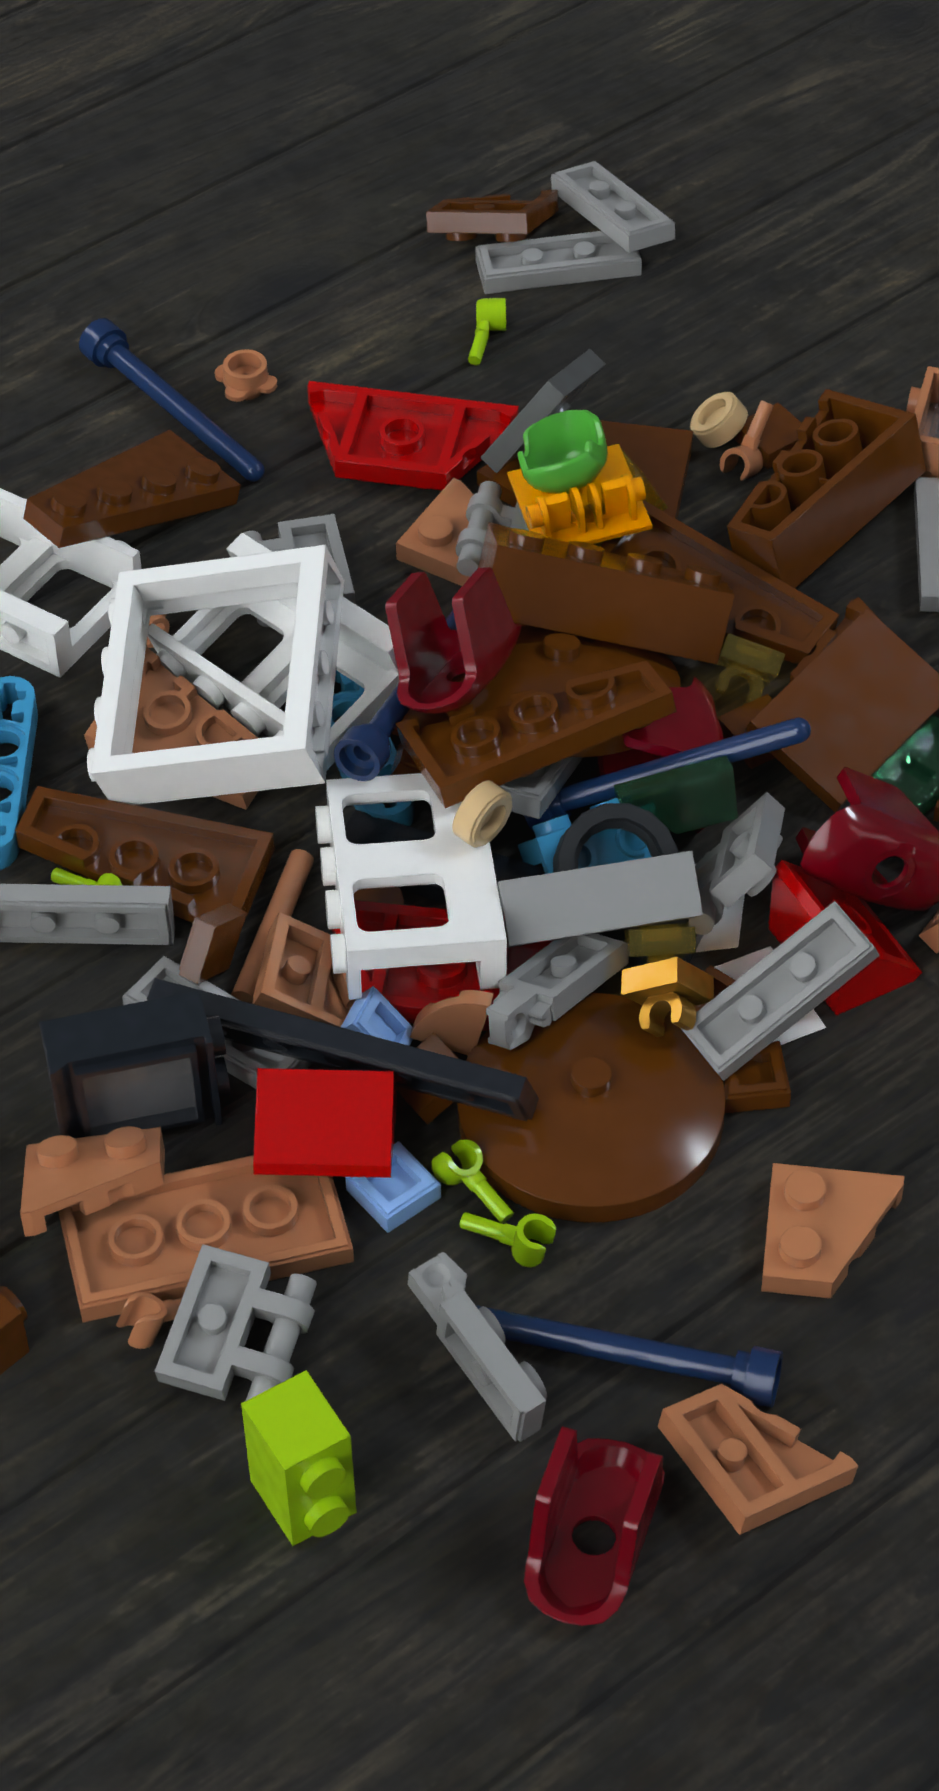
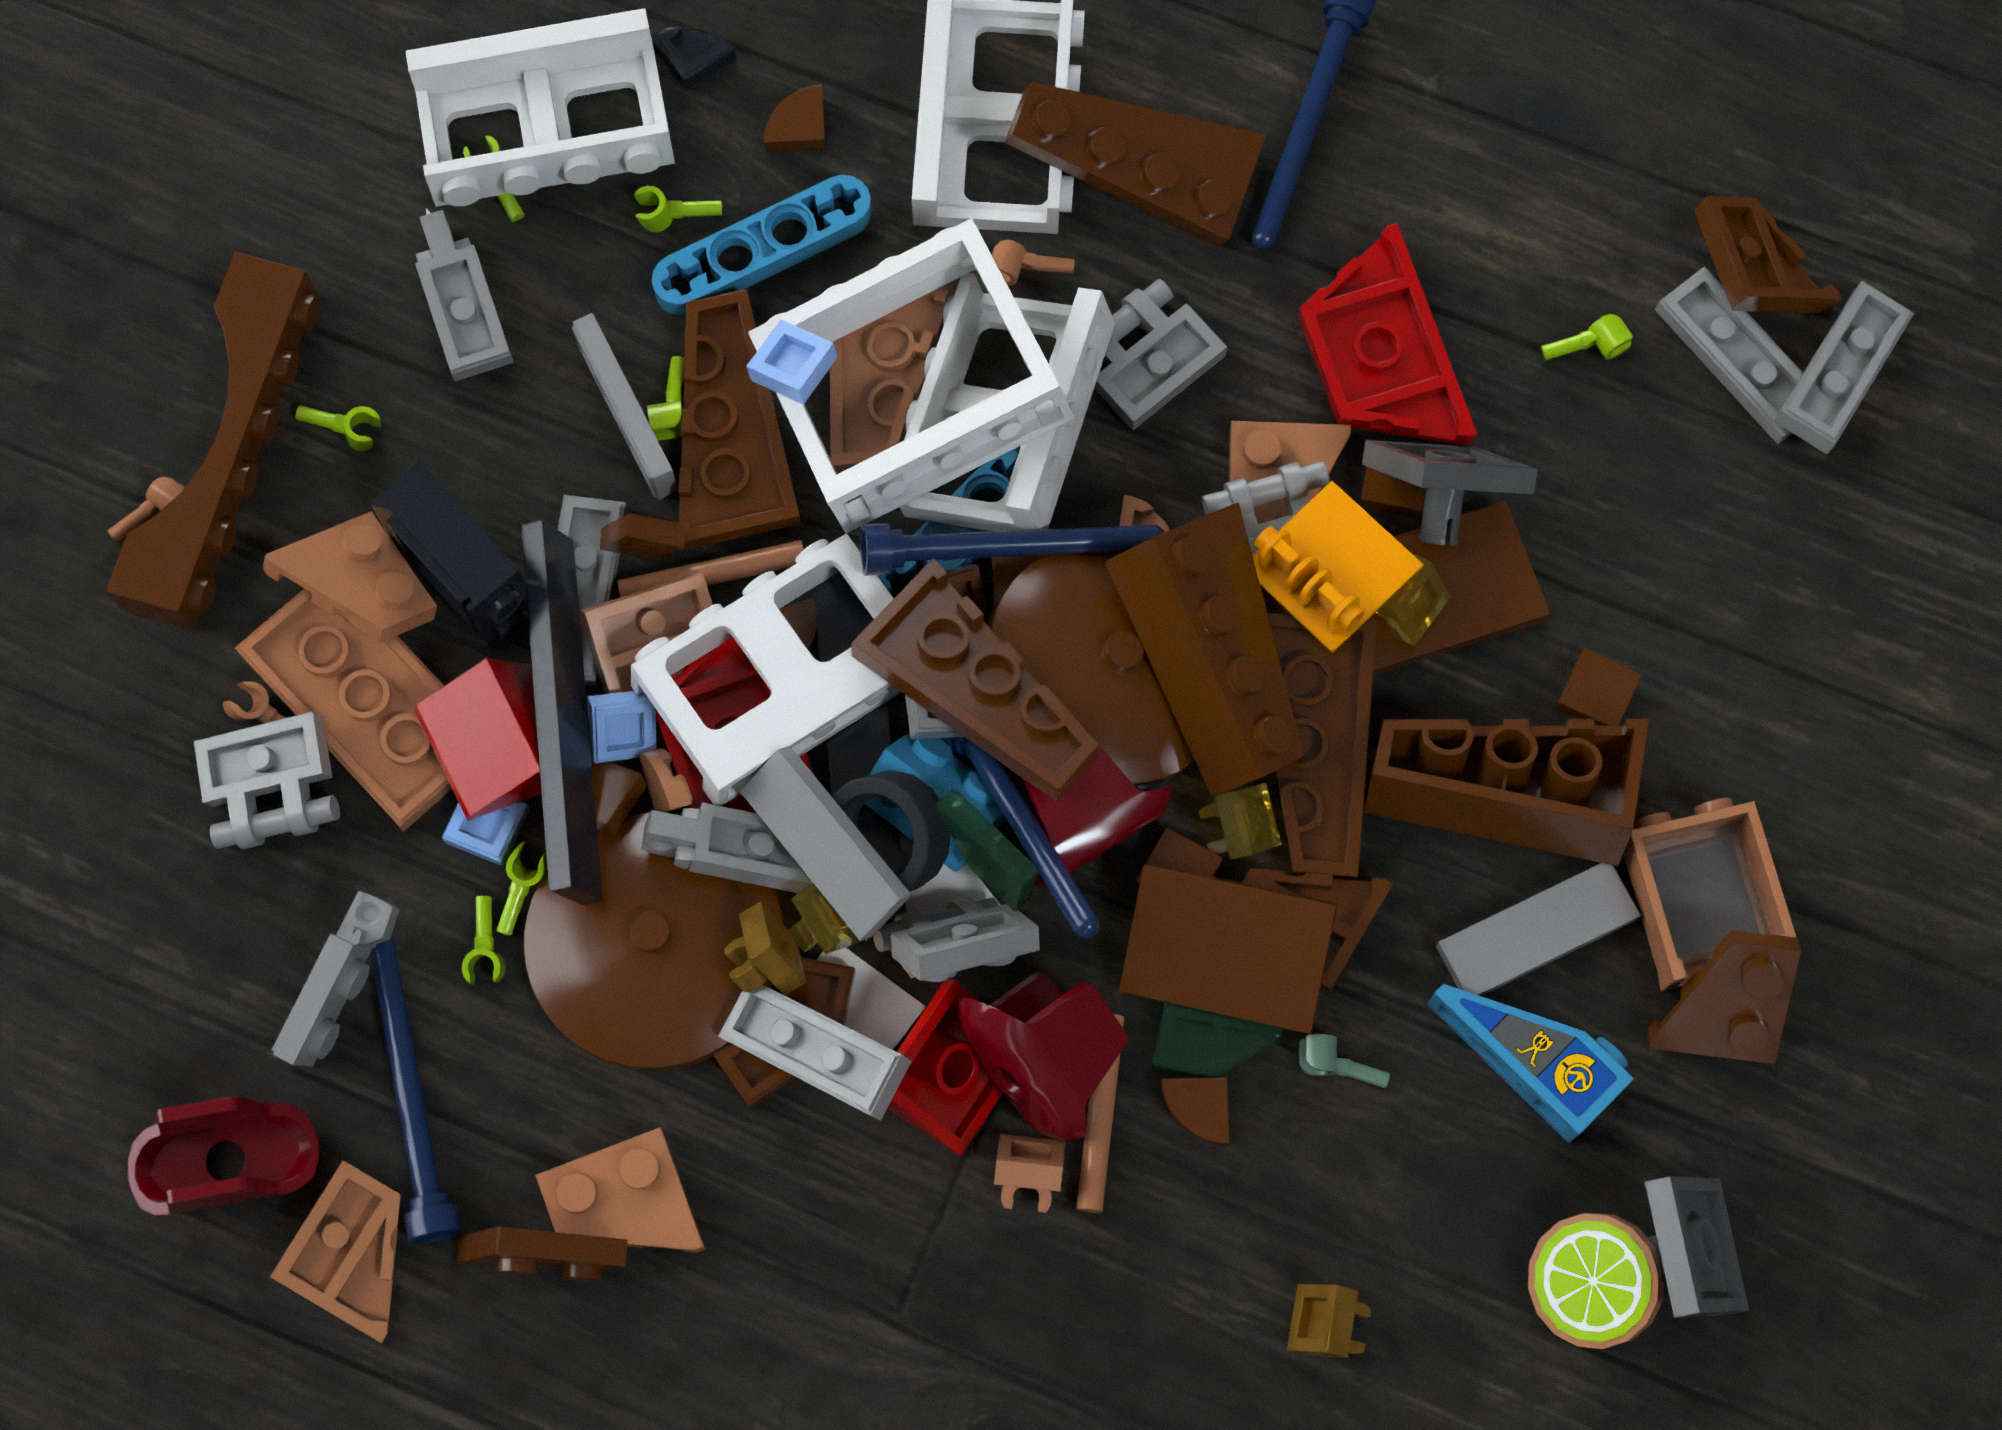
camera: 60 degrees right, 25 degrees up
(151, 735) = (792, 361): none -> light blue tile
(245, 375) = (1388, 144): nougat plate -> none
(300, 1458) = (142, 903): lime brick -> none
(433, 654) = (1027, 557): dark red piece -> none
(482, 814) = (845, 695): tan tile -> none
(563, 451) = (1352, 524): bright green hair -> none
(718, 419) = (1579, 630): tan tile -> none
(749, 447) = (1550, 679): nougat hand -> none
(838, 1292) = (526, 1250): none -> reddish brown wing

